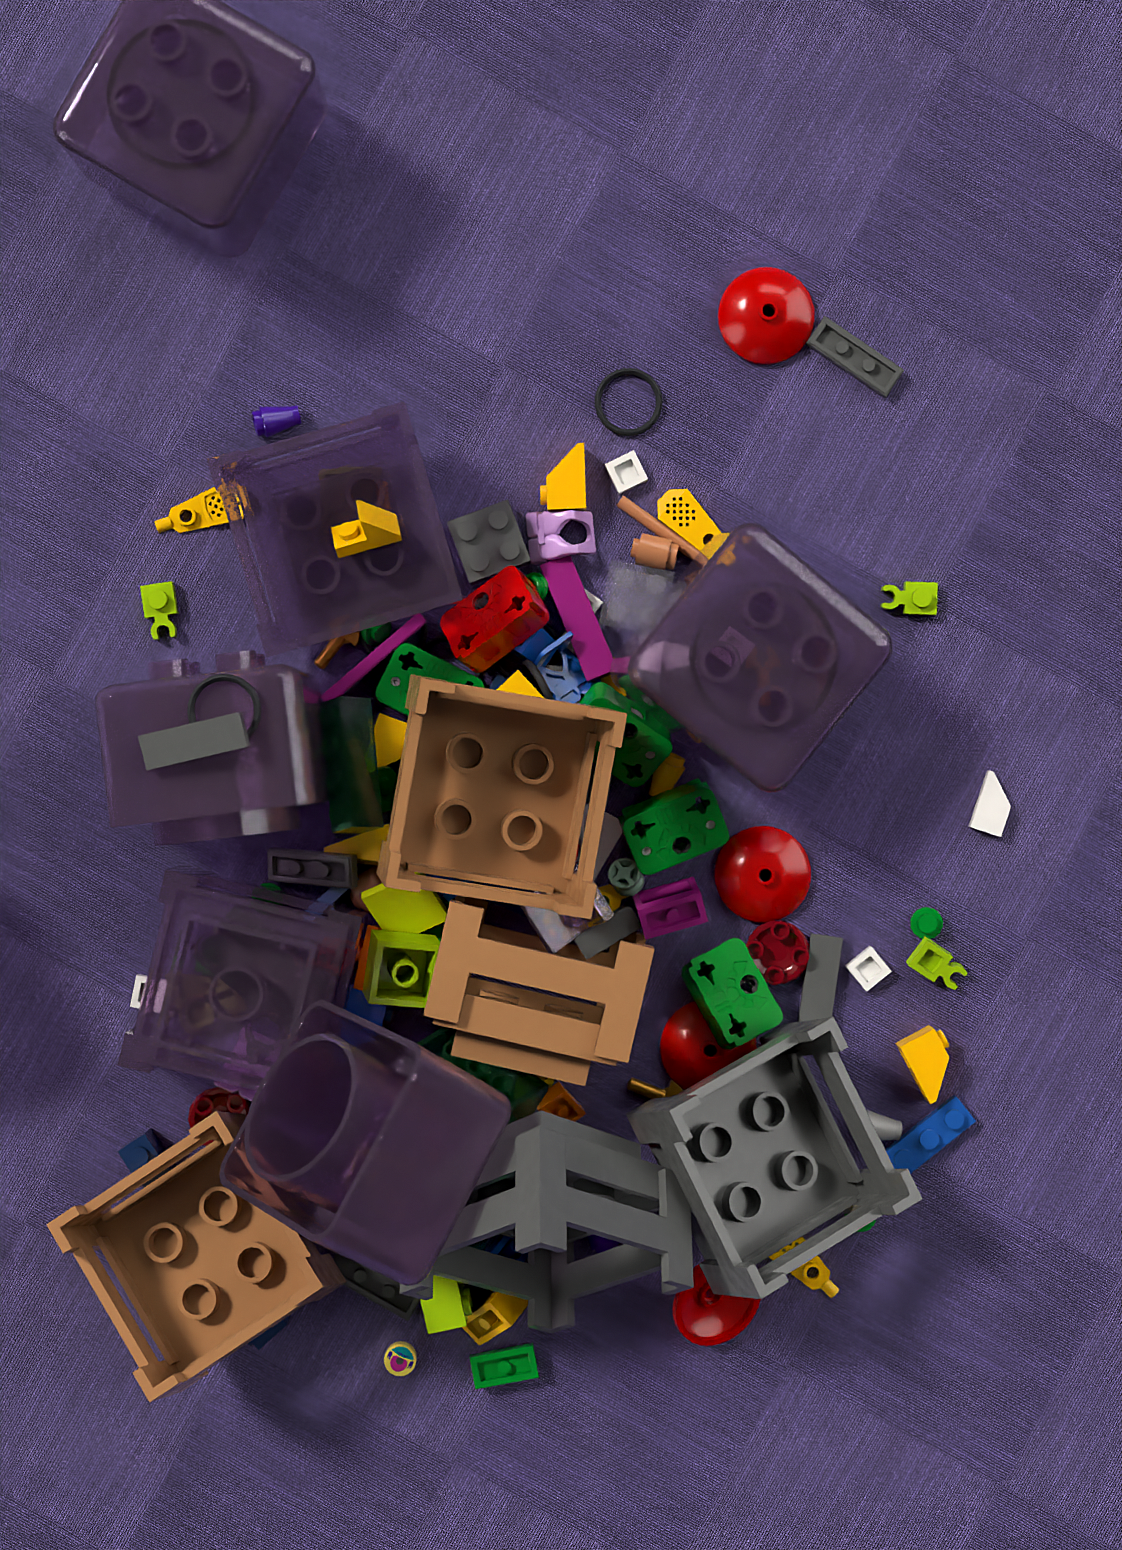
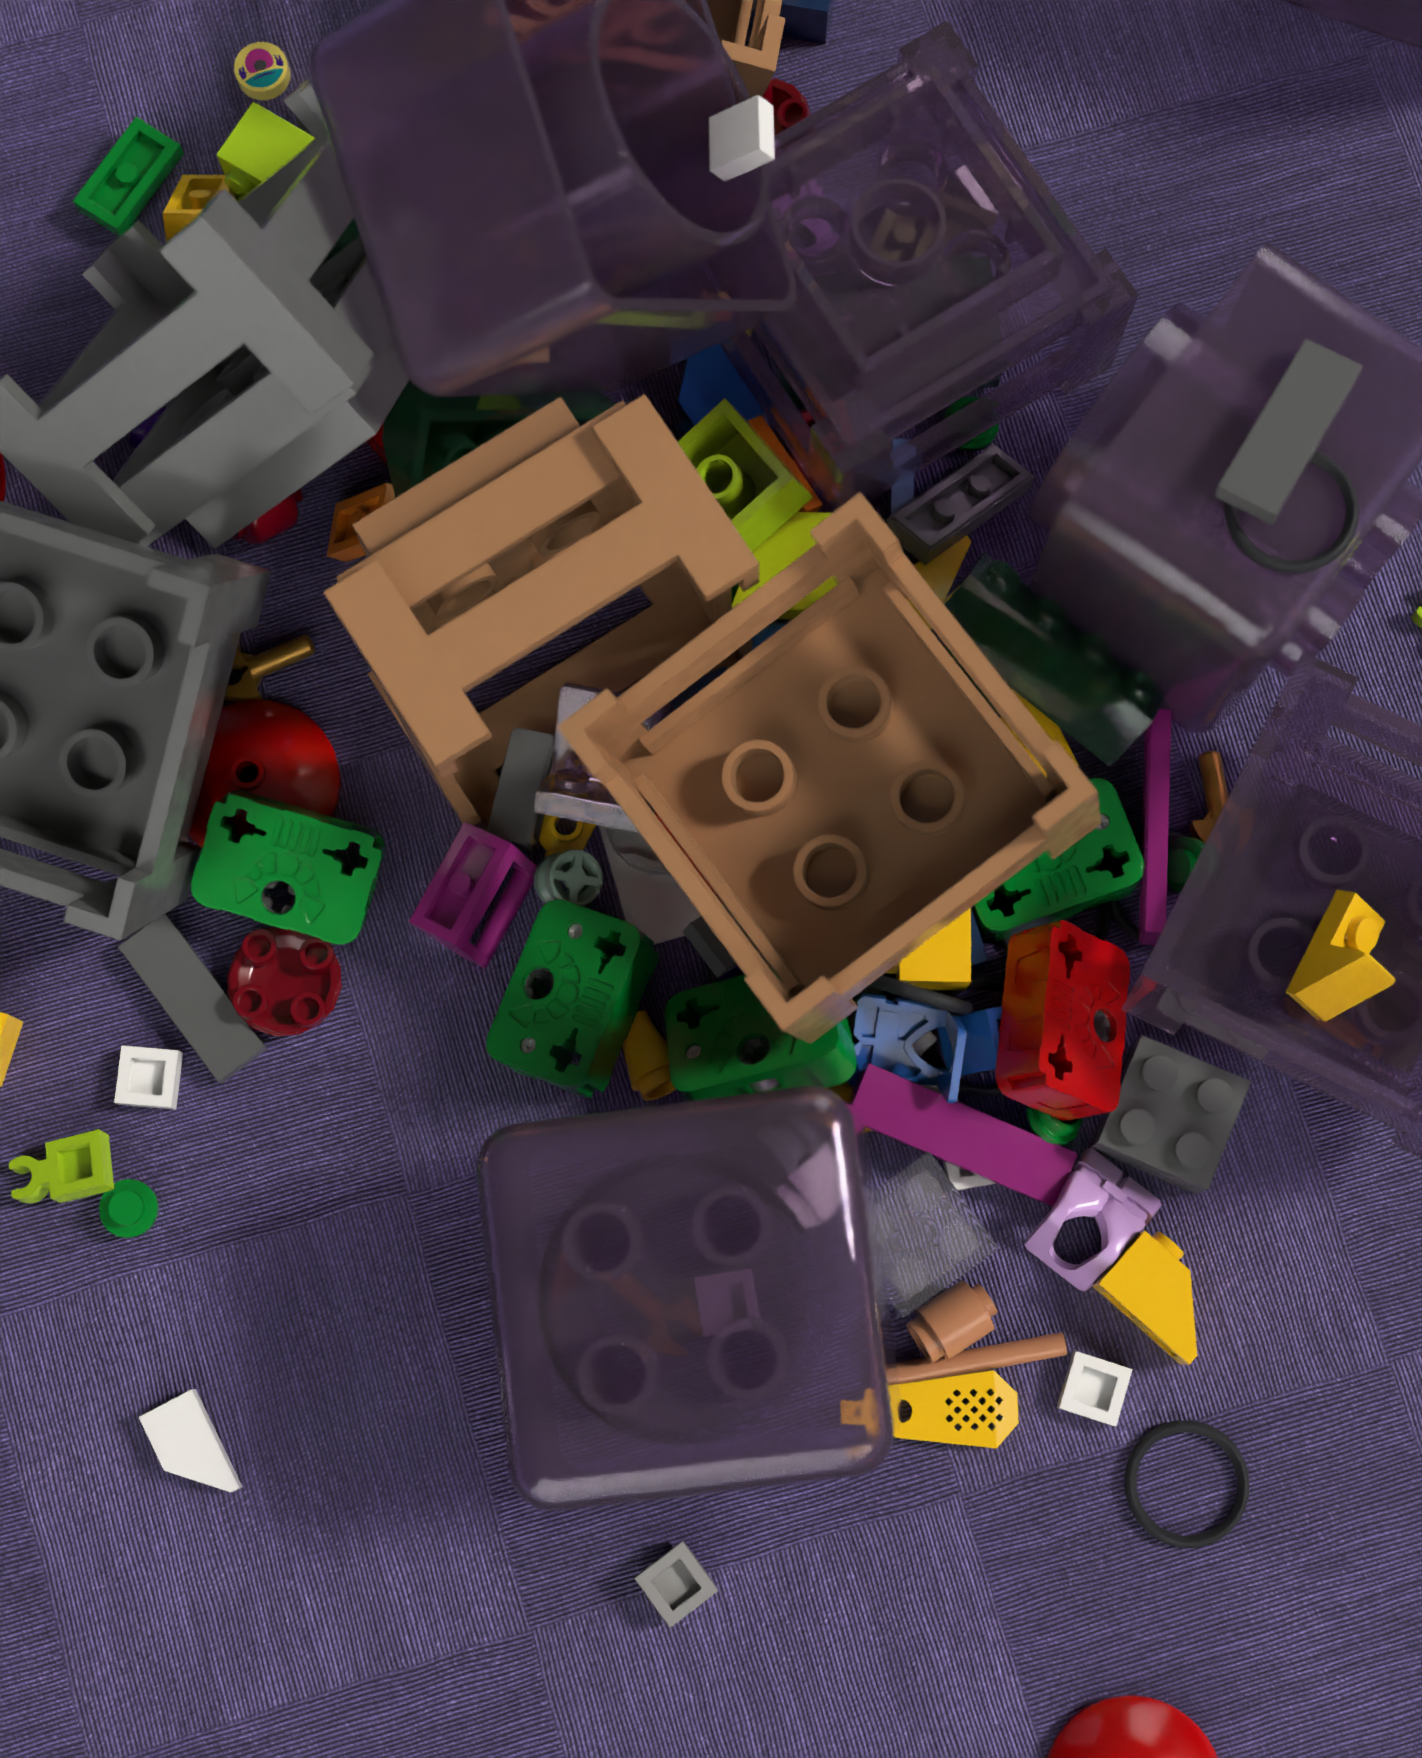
camera: 135 degrees right, 10 degrees down
(277, 1081) = (741, 138): none -> white tile
(739, 870) = (425, 1092): red dish -> none
(859, 564) = (676, 1583): none -> light grey plate
(916, 598) = (558, 1615): lime plate -> none

